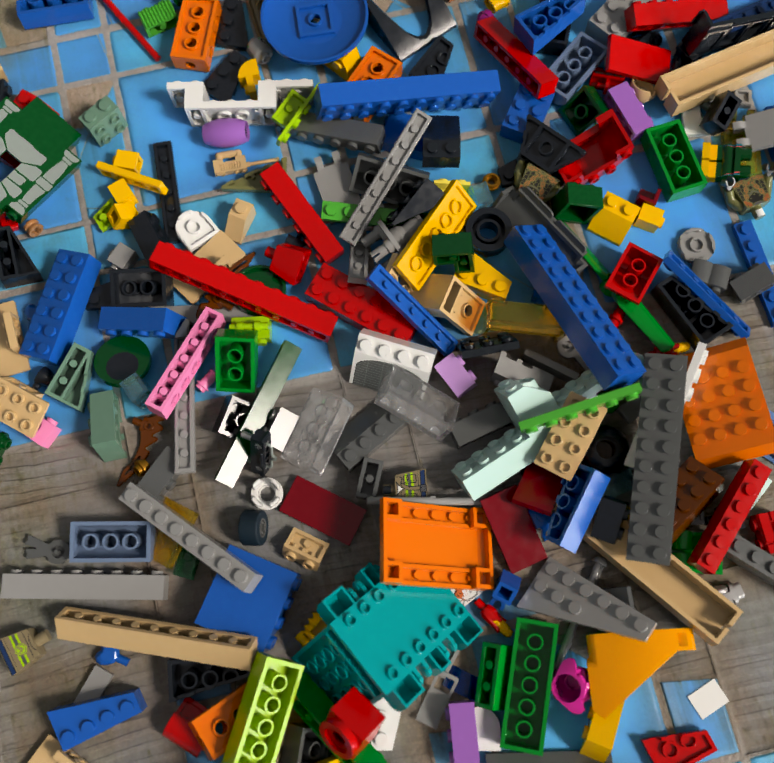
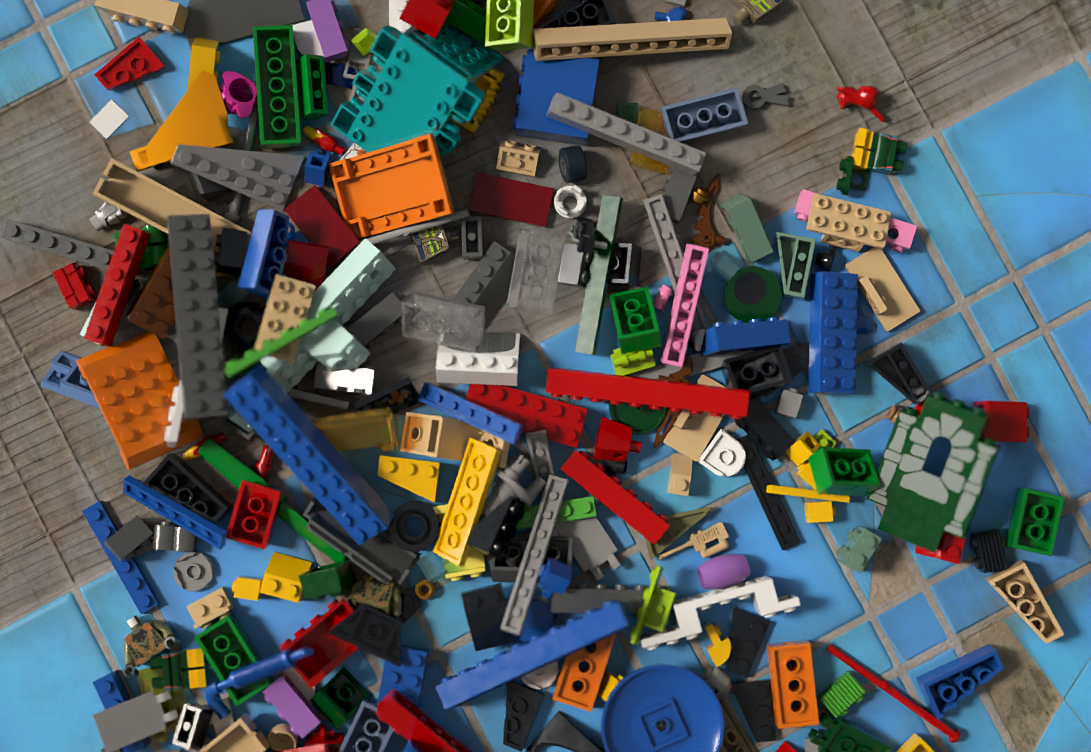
camera: 165 degrees right, 10 degrees up
(84, 586) = (717, 71): light grey brick -> none
(92, 182) = (844, 471): none -> green brick
(372, 150) = (554, 577): none -> blue brick
(425, 710) = (364, 41): none -> lime piece
(455, 250) = (442, 484): dark green brick -> none
(455, 375) = (412, 364): lavender brick -> none
(647, 197) = (254, 610): dark red panel -> none
(659, 134) = (251, 674): none -> blue piece
(686, 210) = (209, 607): none -> tan bracket

